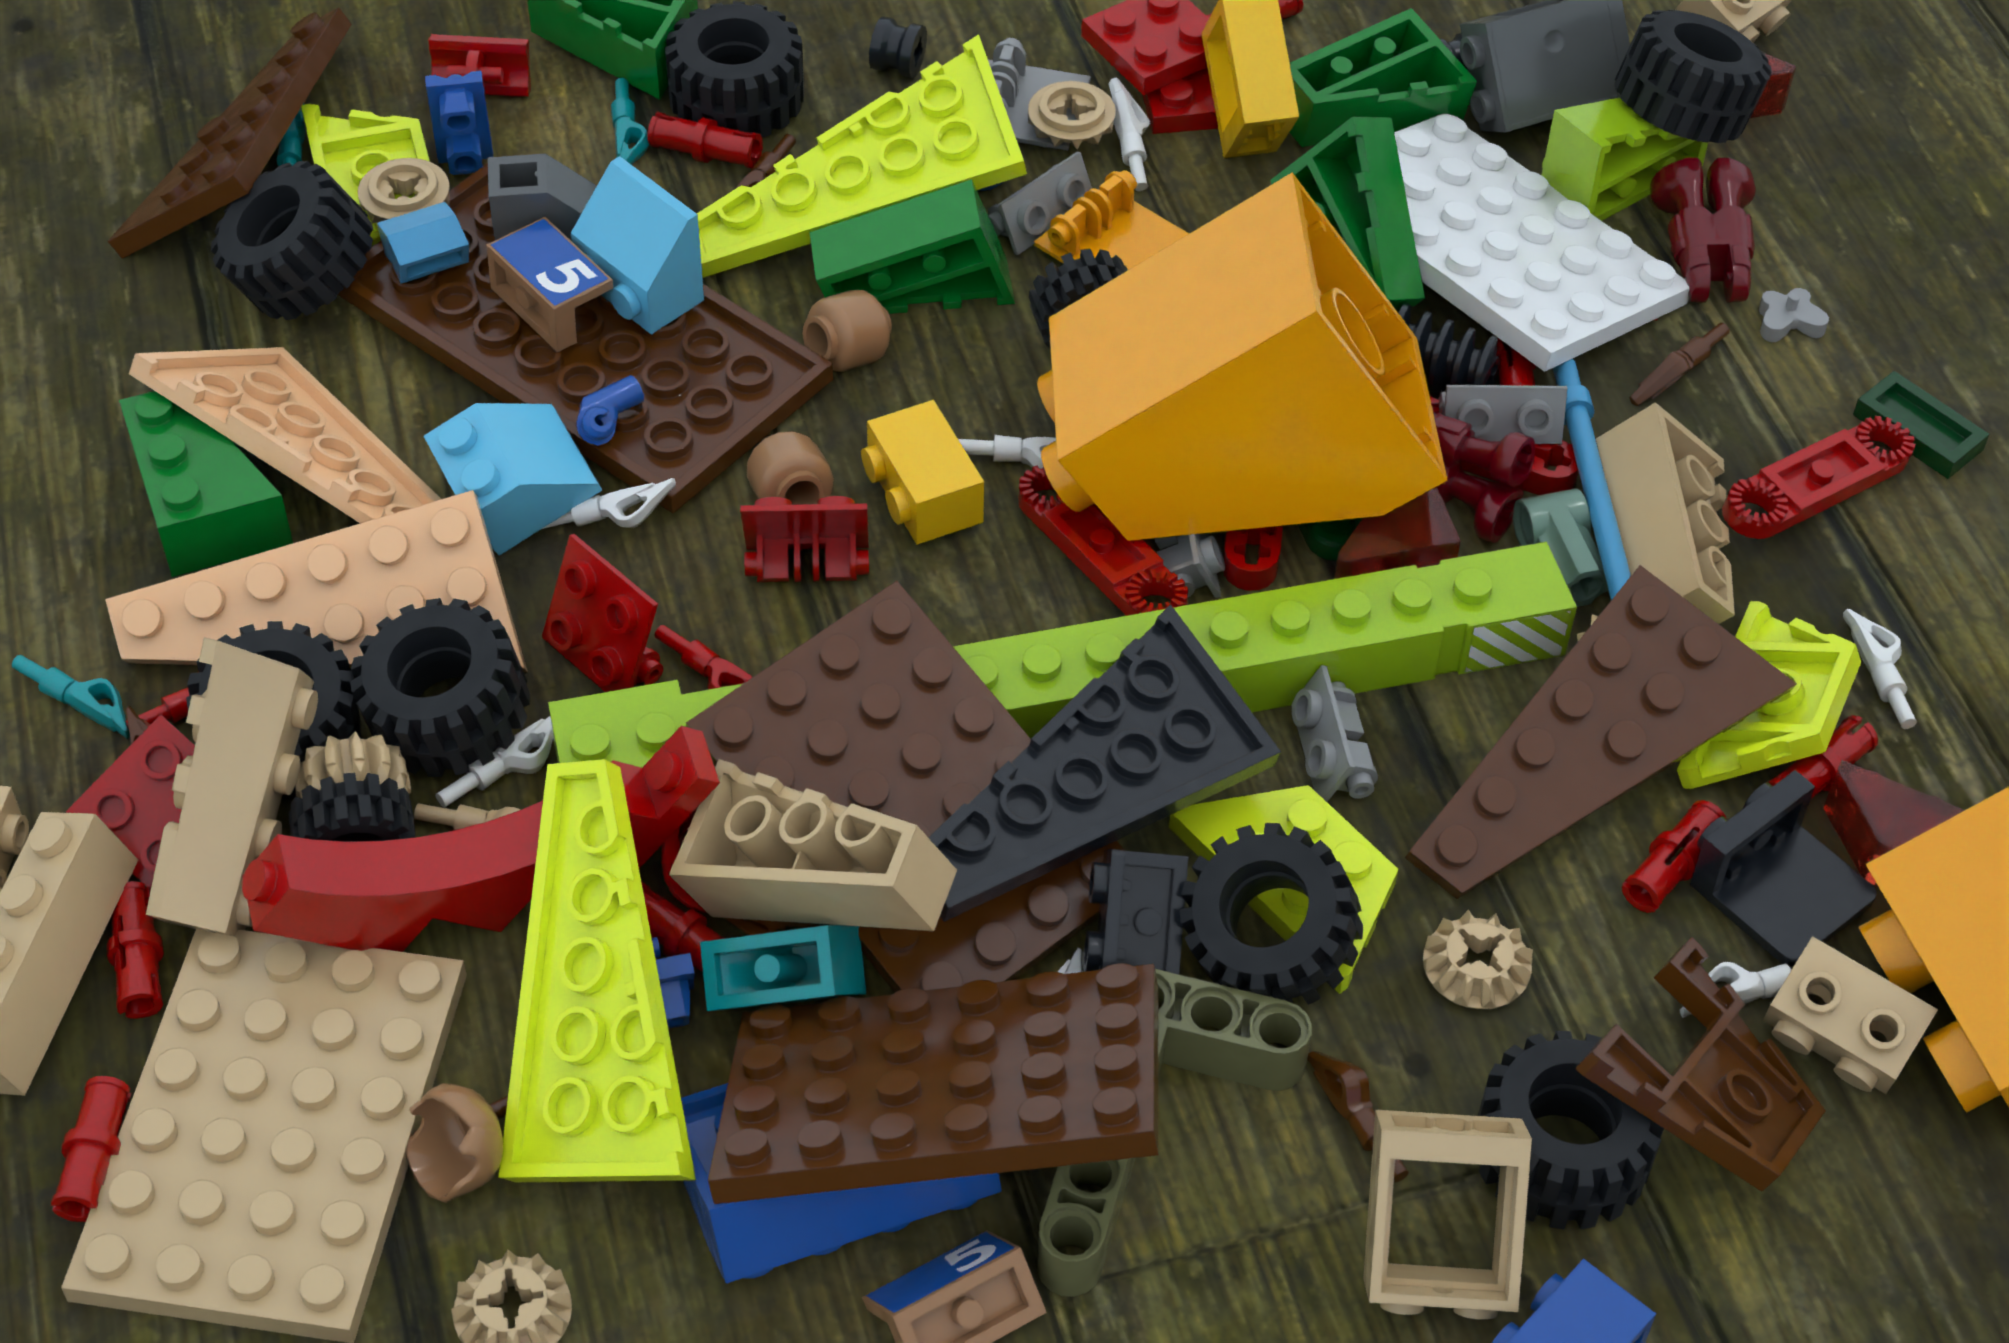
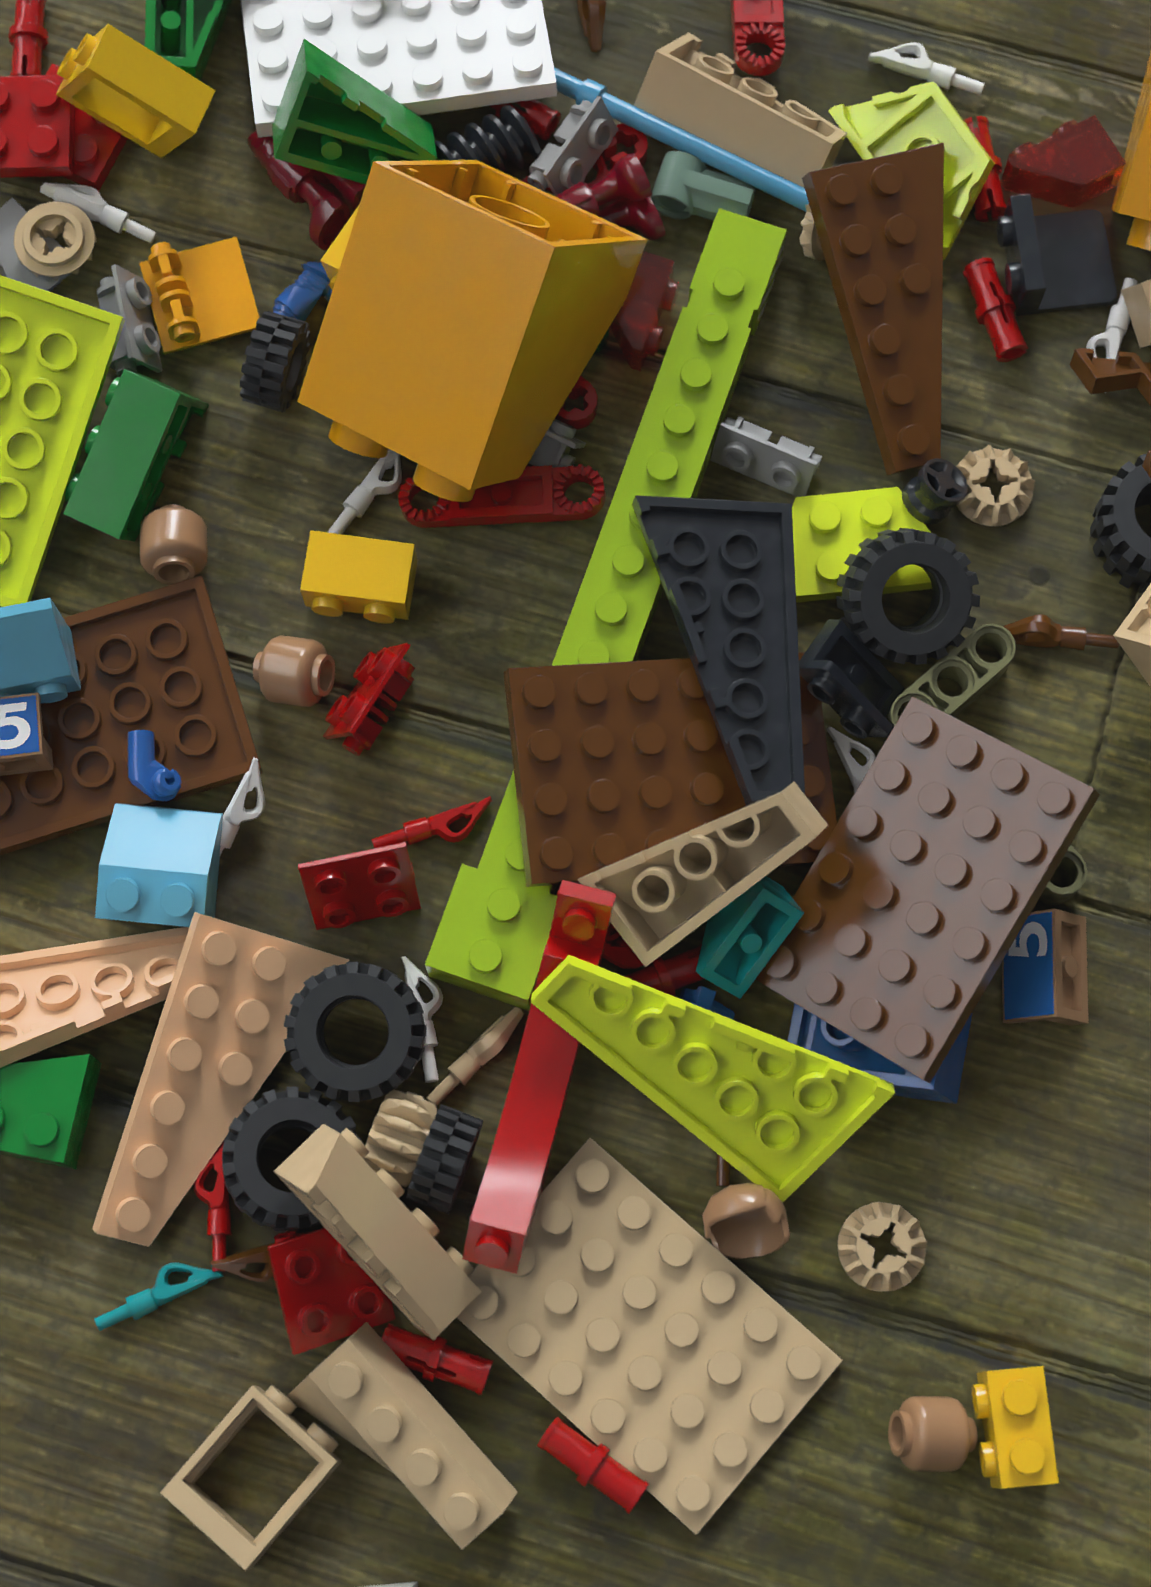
camera: 55 degrees left, 25 degrees up
(1418, 897) = (934, 491): none -> black wheel

